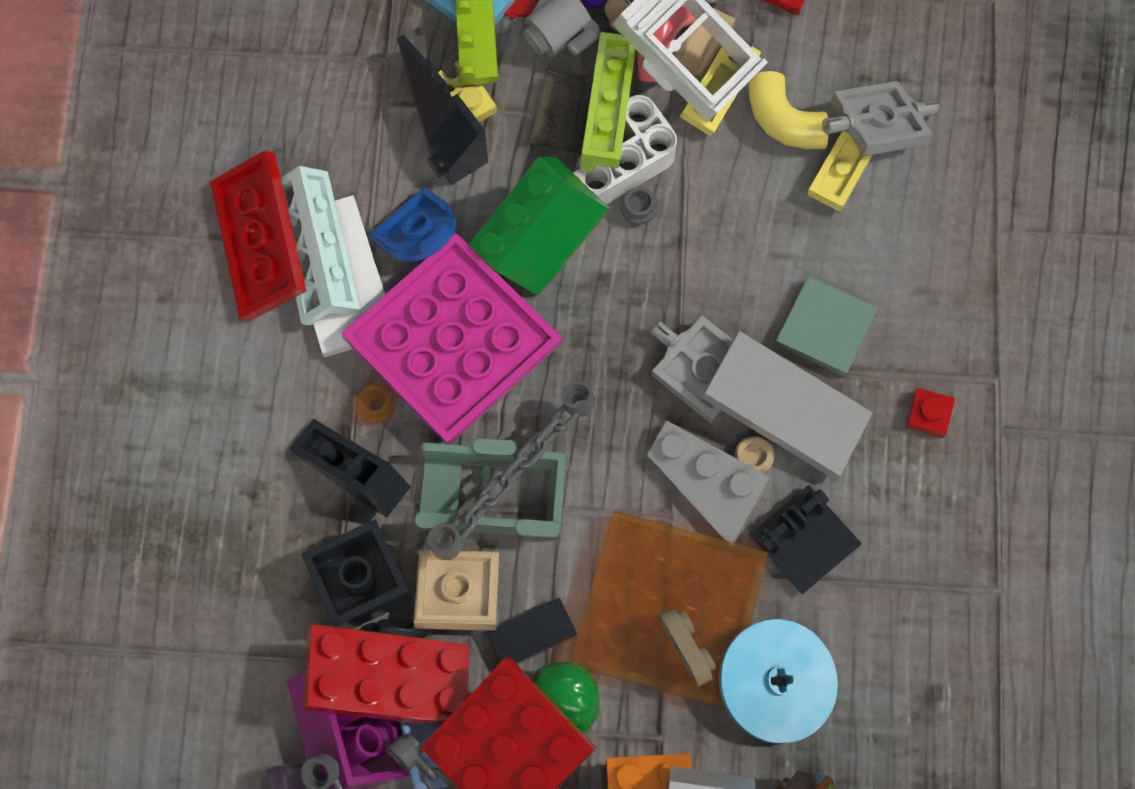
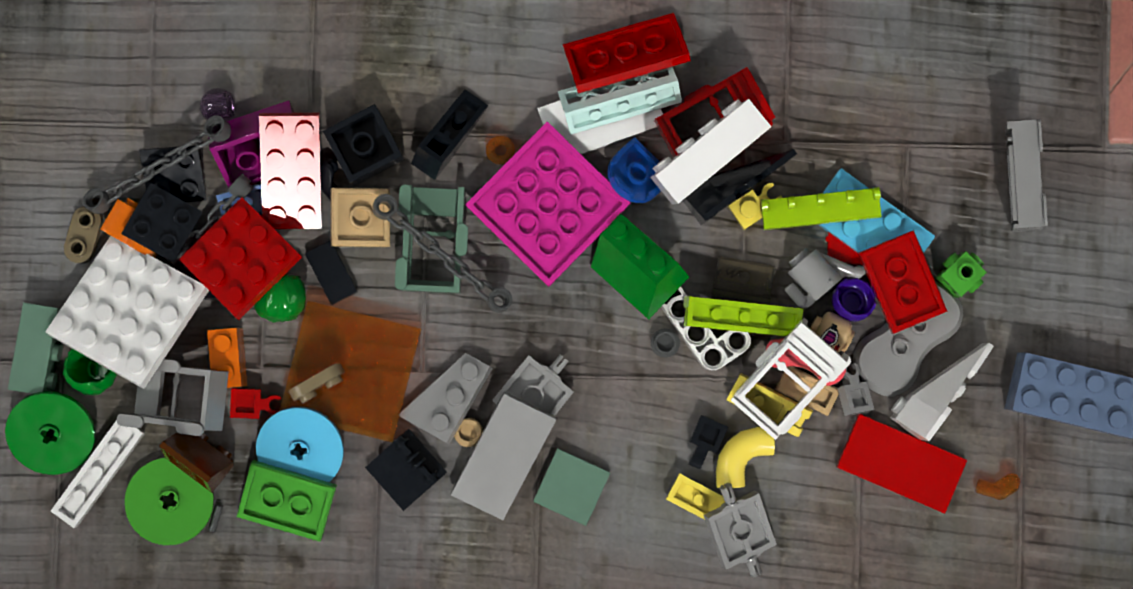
camera: 90 degrees right, 15 degrees up
(328, 89) = (740, 86): none -> red piece
(395, 121) = (710, 152): none -> white brick
(713, 750) = (248, 403): none -> red plate
(763, 155) = (708, 437): none -> black plate
(850, 703) = (286, 500): none -> bright green tile
(930, 412) = (505, 564): red plate -> none

